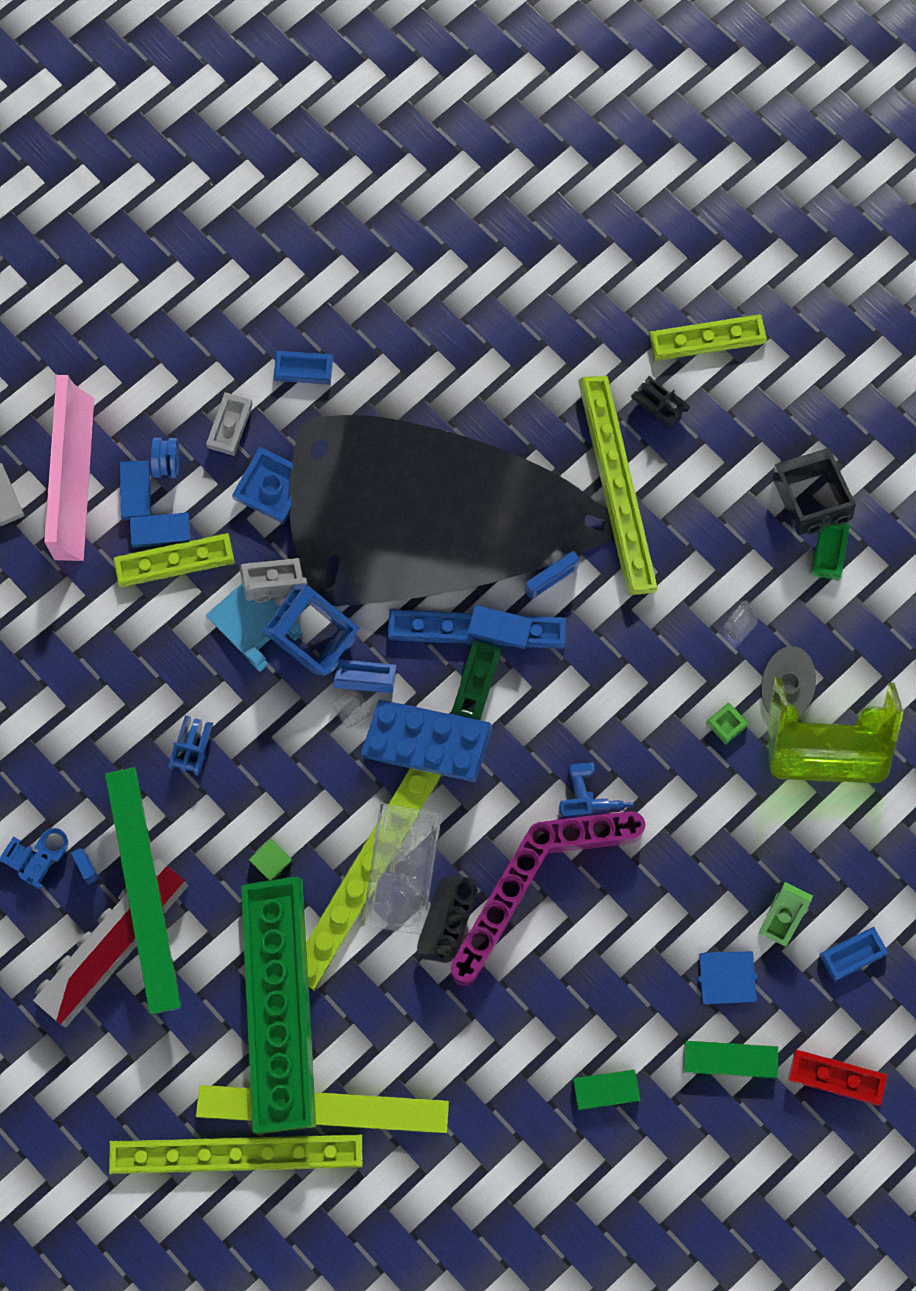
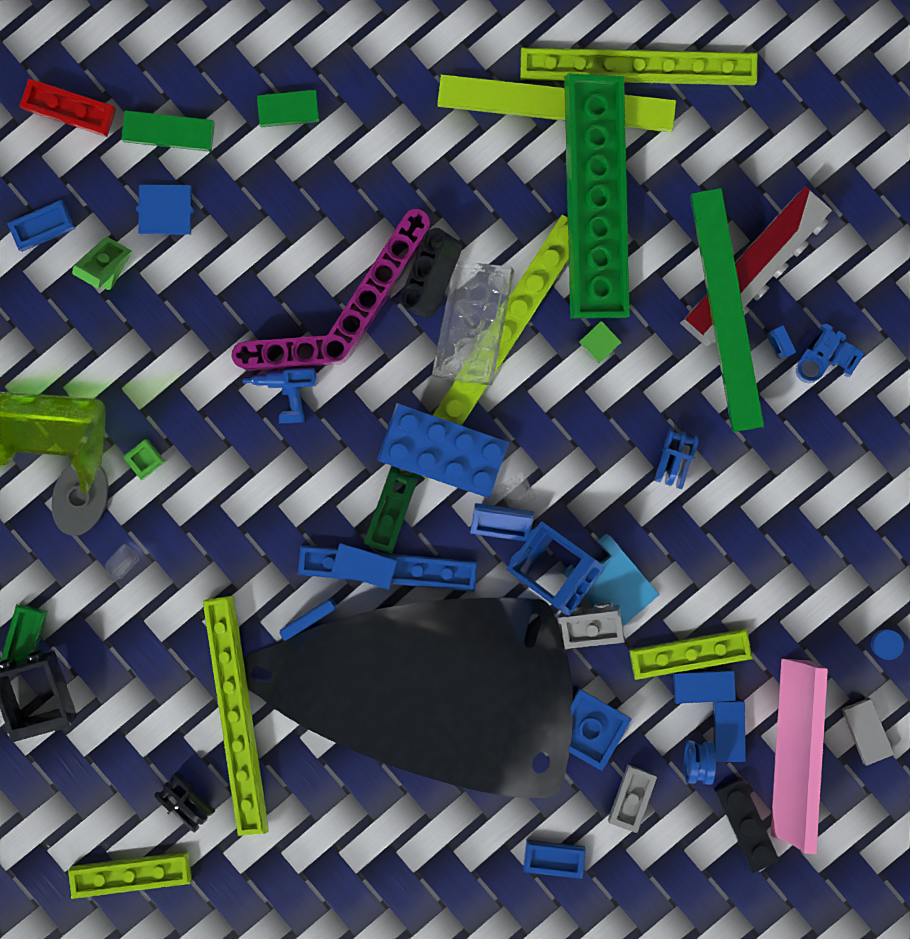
camera: 175 degrees left, 15 degrees up
(118, 405) = (746, 824): none -> black plate

